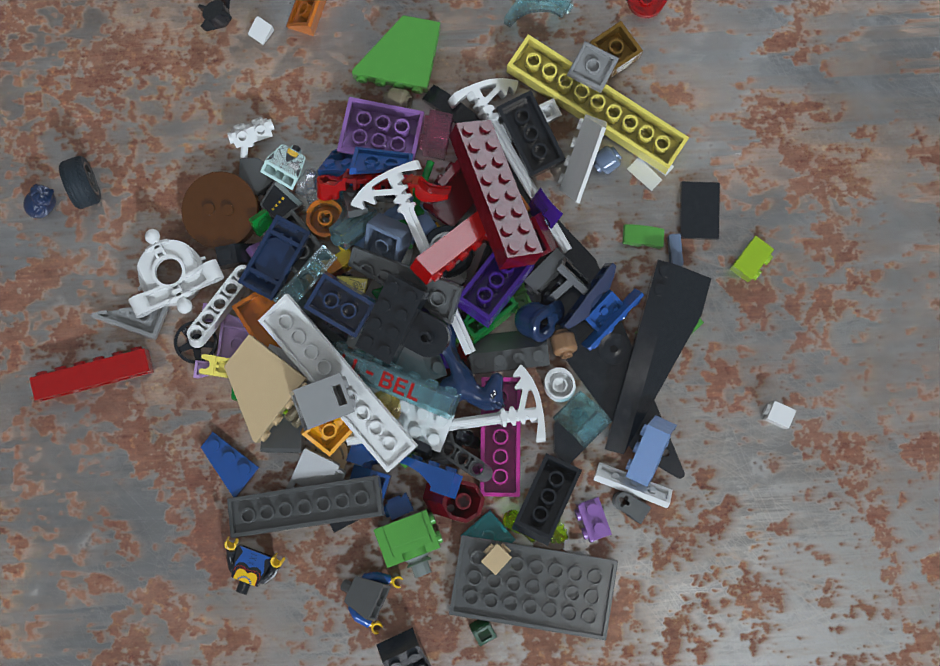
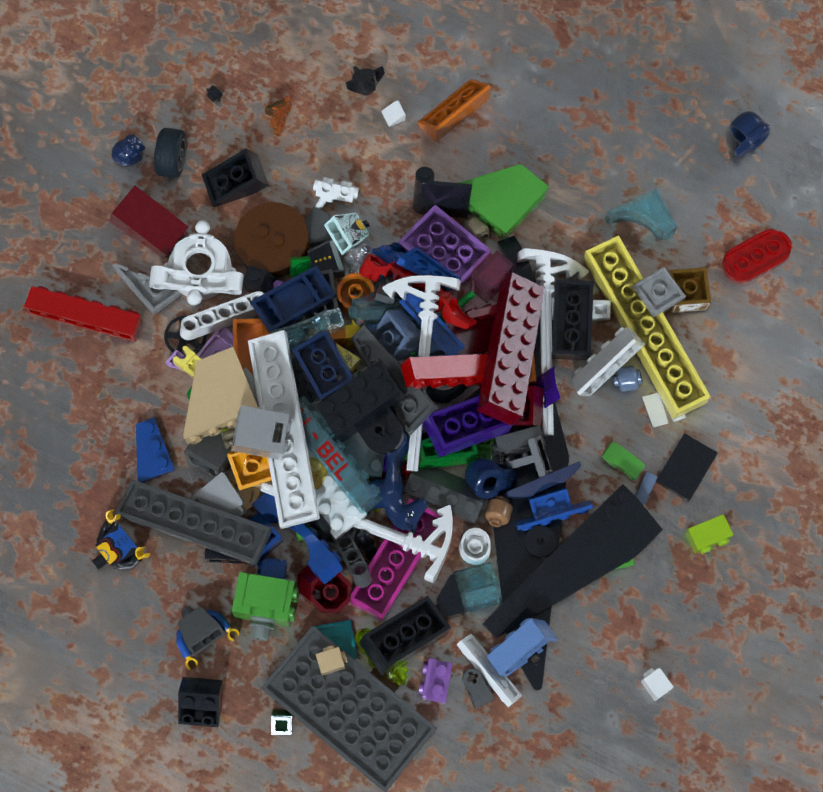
camera: 30 degrees right, 10 degrees down
(85, 102) = (214, 94): none -> black plate
(100, 258) = (148, 222): none -> dark red slope
(153, 172) = (235, 178): none -> black slope
(156, 86) = (279, 112): none -> clear orange slope
(358, 85) = (448, 196): none -> black door
(426, 215) = (441, 334): none -> blue plate

